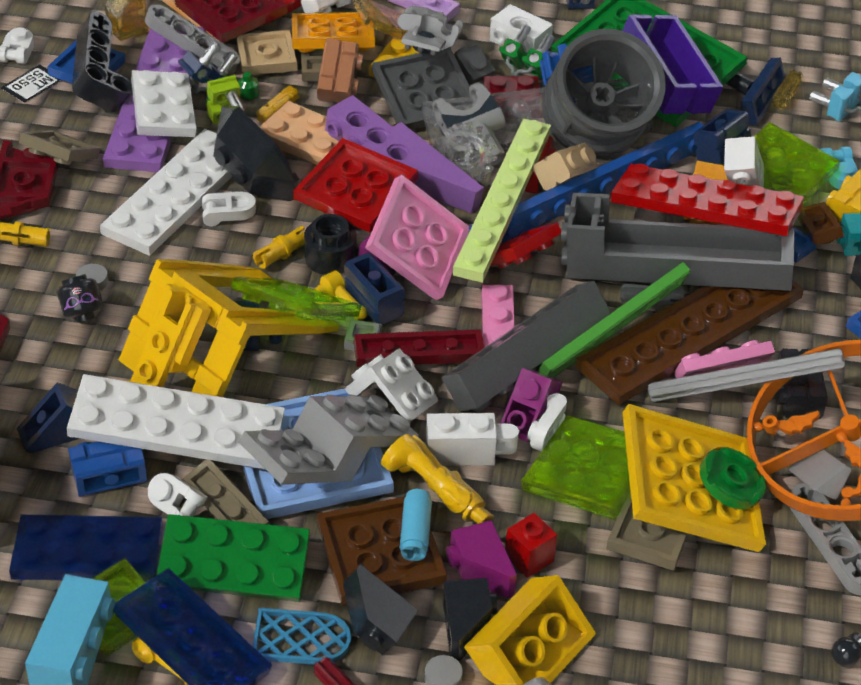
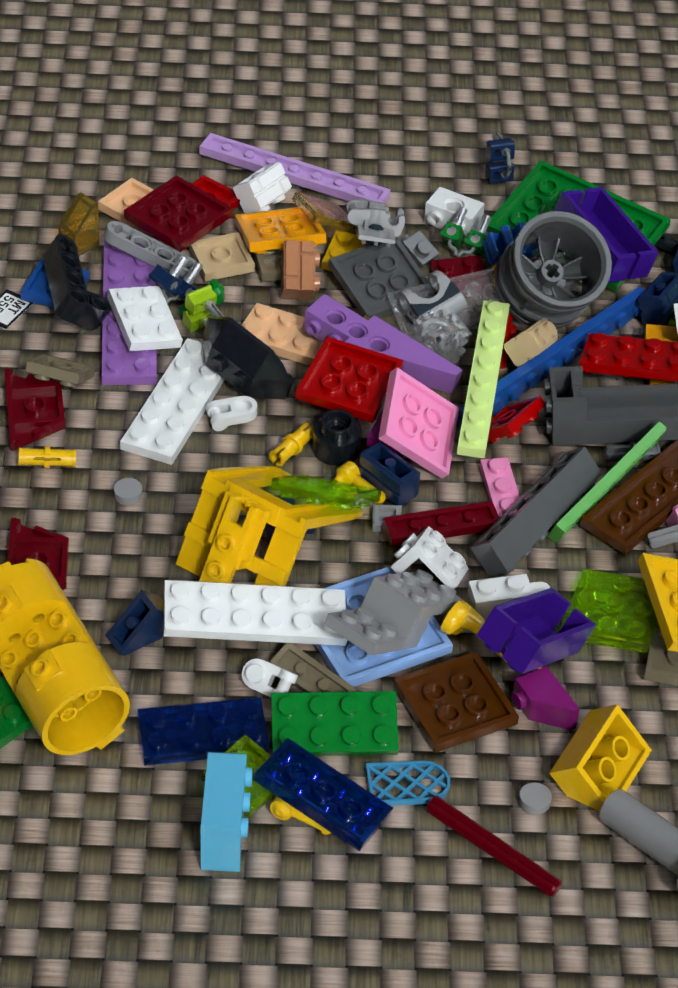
camera: 10 degrees left, 0 degrees up
(79, 298) = (127, 511): black head -> none
(105, 466) = (198, 659): blue brick -> none
(272, 106) = (247, 304): yellow axle -> none
(376, 610) = (469, 752): black slope -> none
(415, 525) = (484, 677): medium azure piece -> none
(466, 611) = (542, 744): black slope -> none
(479, 478) = (527, 632): none -> dark purple piece
(529, 400) = (552, 559): magenta slope -> none
(530, 545) = (583, 682): red brick -> none
(543, 430) = (567, 585): white plate -> none

